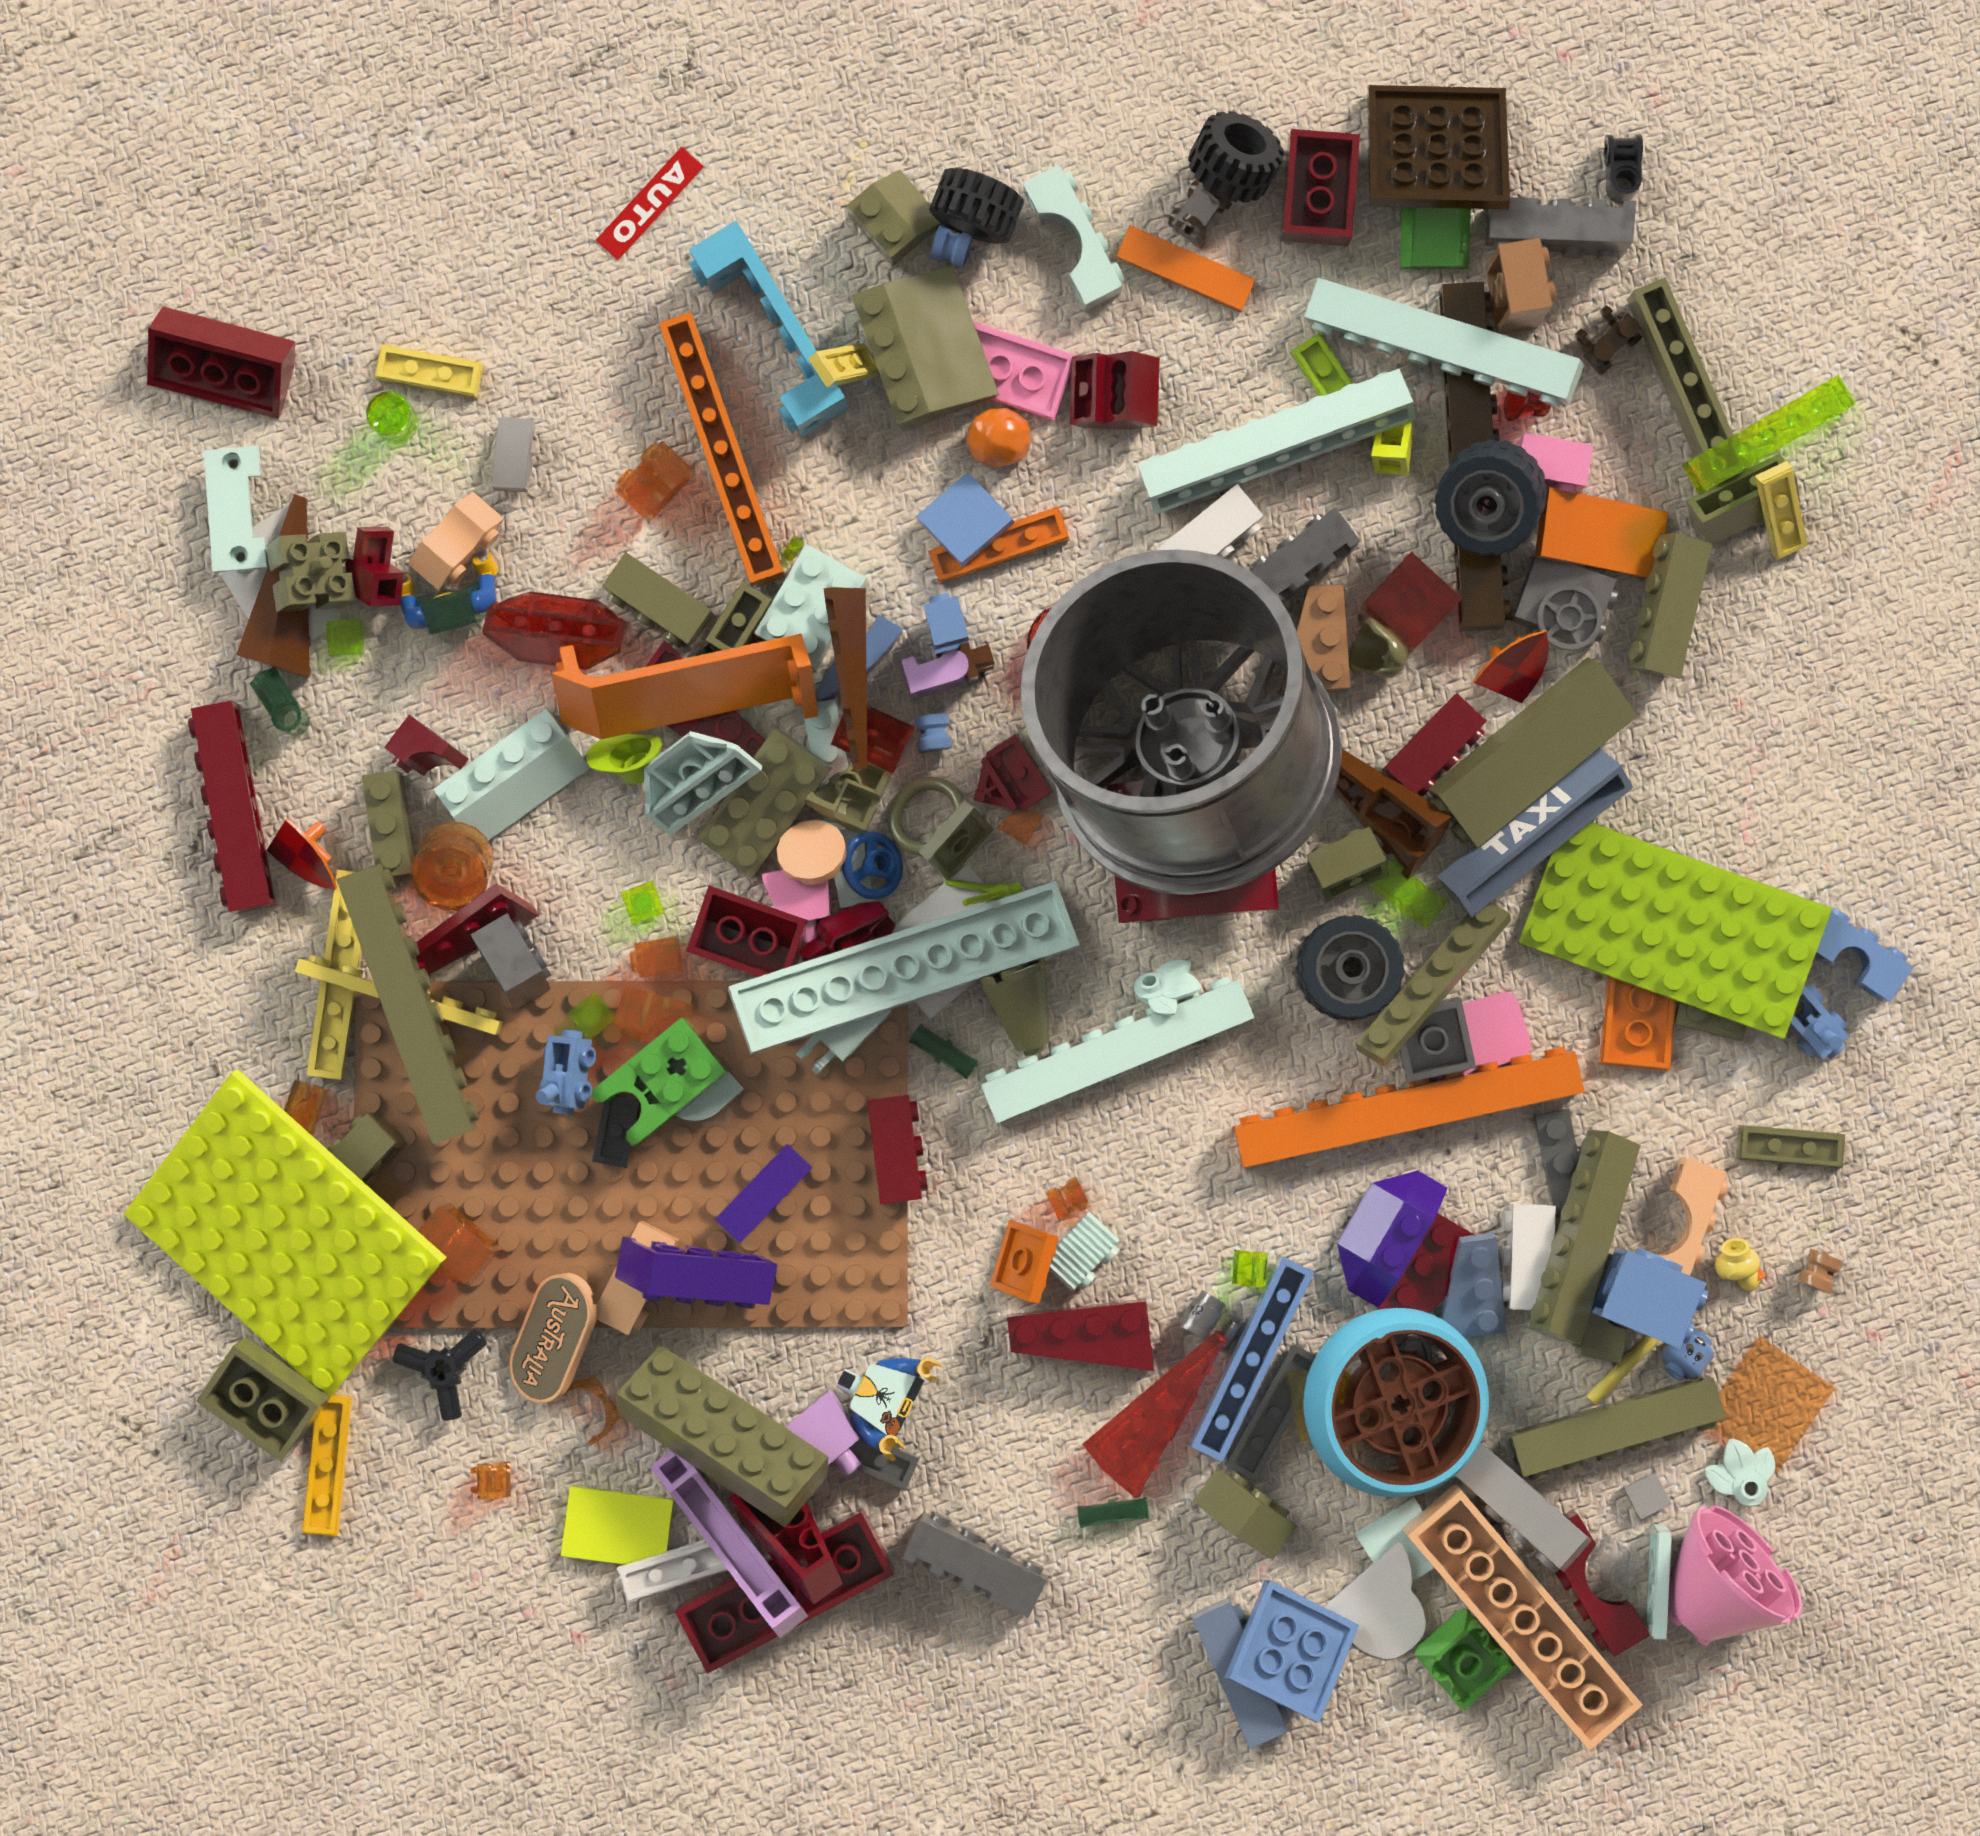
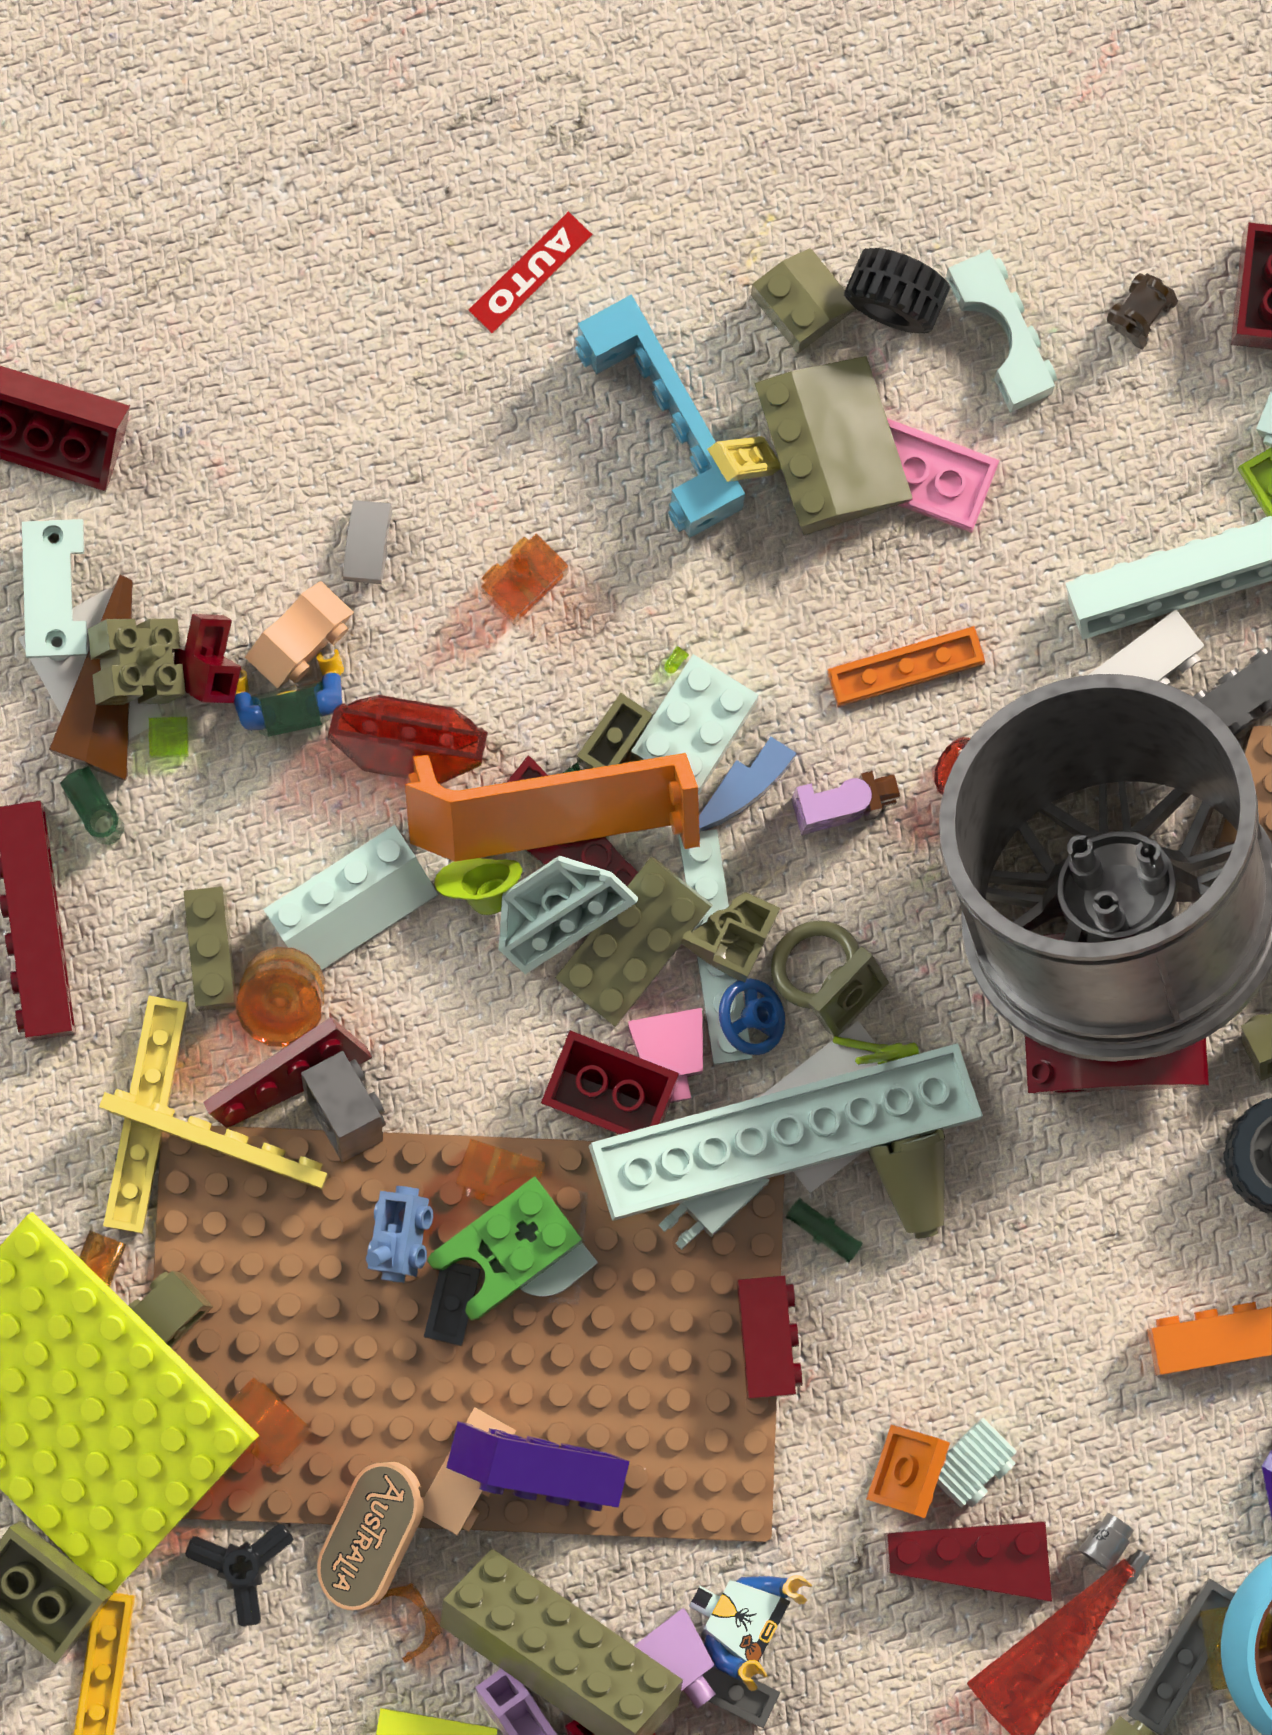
camera: 10 degrees left, 5 degrees down
(302, 854) = (109, 978): shield -> none
(392, 417) = (234, 494): clear neon green wheel -> none
(407, 1003) = (226, 1147): olive brick -> none
(421, 748) = (252, 864): dark red arch -> none
(429, 371) = (276, 445): light yellow tile -> none
(492, 1480) = (293, 1697): clear orange tile -> none
(592, 1015) = (429, 1172): clear neon green plate -> none
(643, 902) = (491, 1048): clear neon green plate -> none
(656, 601) = (521, 711): olive brick -> none
(656, 957) = (504, 1110): clear orange brick -> none
(722, 450) = (602, 547): orange brick -> none
(763, 1193) = (615, 1381): dark purple tile -> none
(811, 852) = (686, 998): light nougat tile -> none
(848, 634) = (739, 750): reddish brown wedge -> none
(849, 928) = (723, 1086): dark red hinge -> none
(882, 732) = (761, 866): clear red window -> none
(933, 733) = (825, 873): medium blue wheel -> none
(945, 623) = (847, 749): medium blue arch -> none
(951, 246) = (865, 334): medium blue wheel -> none
(965, 519) = (870, 636): medium blue tile -> none
(998, 438) = (910, 547): orange hair -> none
(1011, 777) = (911, 925): dark red slope -> none
(1021, 825) = (920, 980): clear orange tile -> none
(1075, 1196) = (967, 1400): clear orange wheel -> none
(1114, 390) = (1042, 501): dark red piece -> none
(1115, 1051) = (1020, 1237): light aqua brick -> none
(1166, 986) = (1078, 1167): light aqua plate -> none
(1185, 268) = (1124, 370): orange tile -> none
(1235, 156) = (1186, 250): black tyre -> none
(1249, 1268) = (1162, 1490): clear neon green tile -> none
(1251, 1358) = (1162, 1592): medium blue brick -> none

